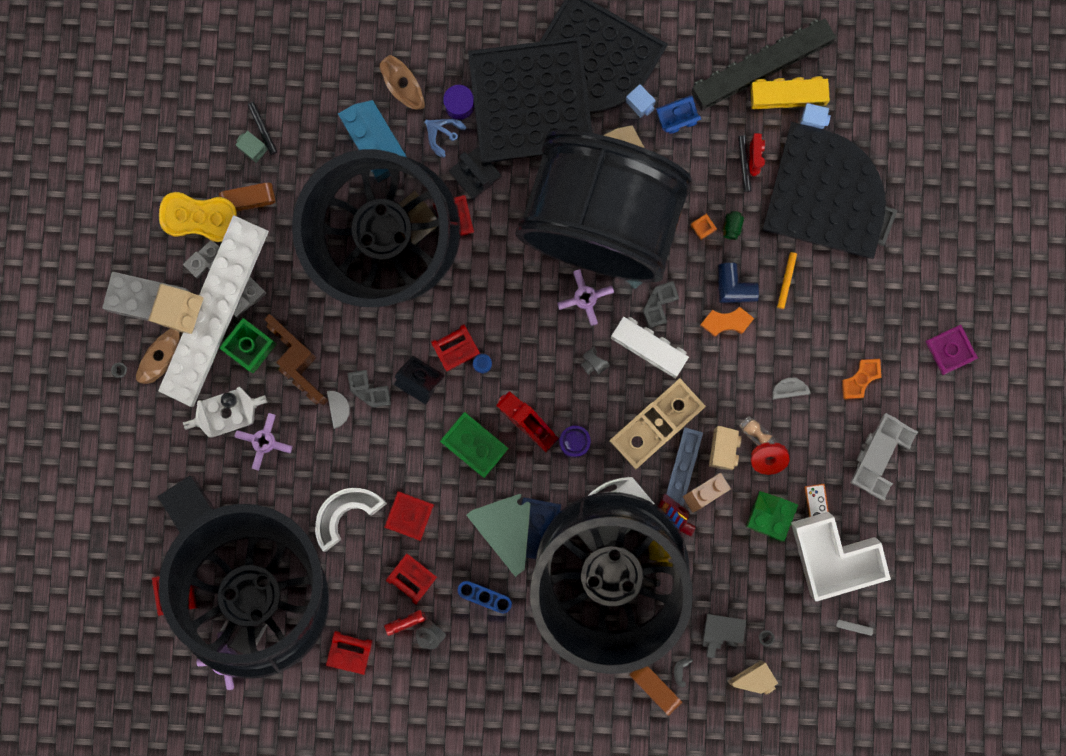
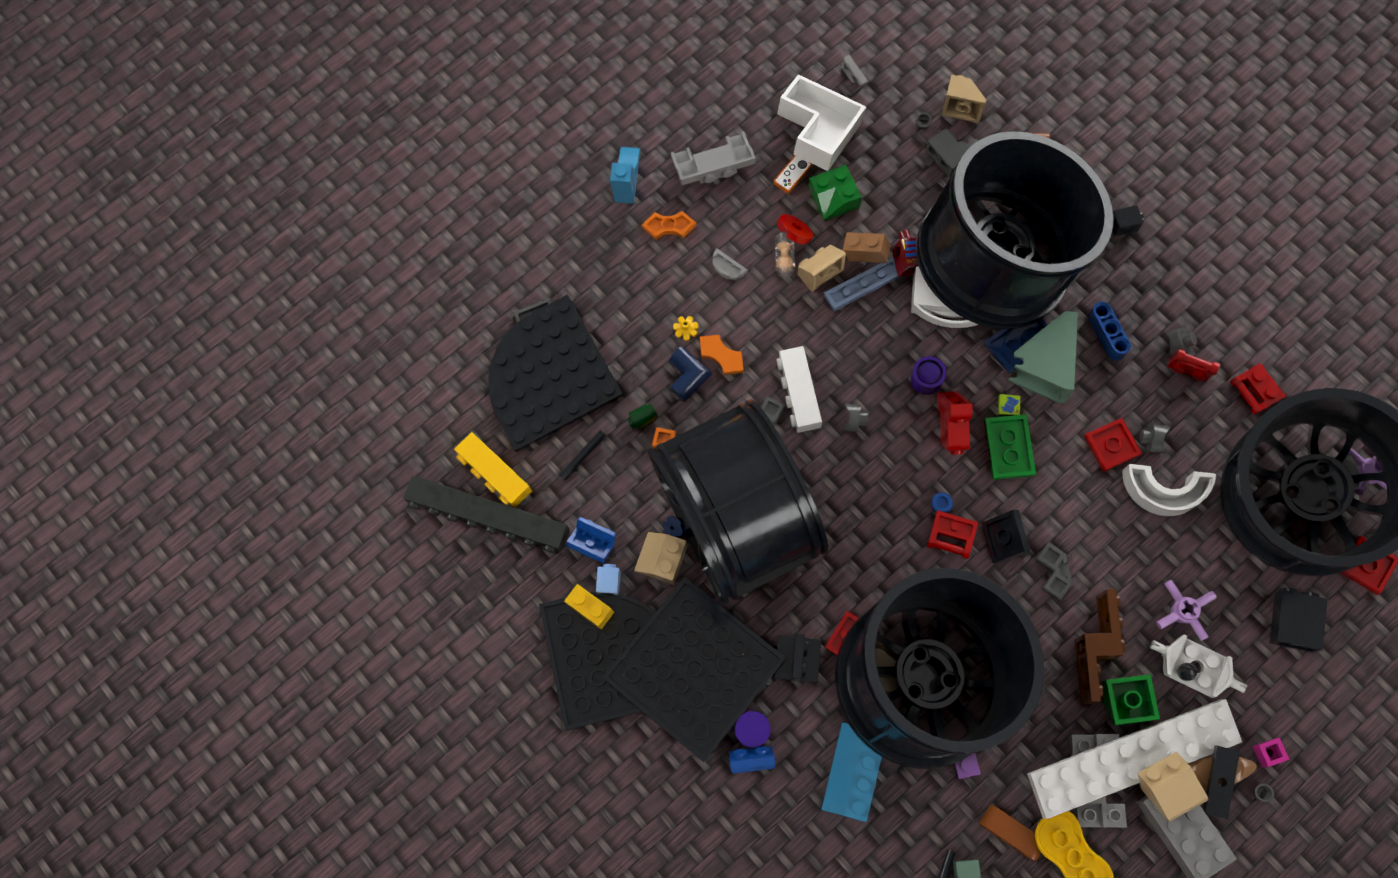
camera: 130 degrees left, 10 degrees down
(129, 399) = (1276, 749): none -> dark pink plate
(144, 339) = (1223, 766): none -> black tile
(339, 408) = (1094, 579): light grey tile -> none
(386, 544) = (1154, 438): none -> dark grey piece
(393, 71) = (780, 816): medium nougat piece -> none
(416, 574) = (1149, 398): red plate -> none
(435, 125) = (794, 728): medium blue helmet -> none
(441, 83) = (752, 759): none -> blue bracket
(502, 476) = (1008, 405): none -> lime tile
(549, 698) = (1127, 220): none -> black brick
(581, 303) = (815, 464): lavender bar -> none
(633, 69) = (589, 606): none -> yellow brick
(657, 423) = (853, 326): tan bracket -> none
(756, 147) = (564, 450): red plate -> none
(767, 319) = (685, 328): none -> yellow plant
(787, 280) = (646, 341): light orange bar -> none
(815, 116) = (494, 435): light blue brick -> none
(927, 377) = (624, 175): none -> dark azure arch
(951, 349) = (585, 185): magenta tile -> none

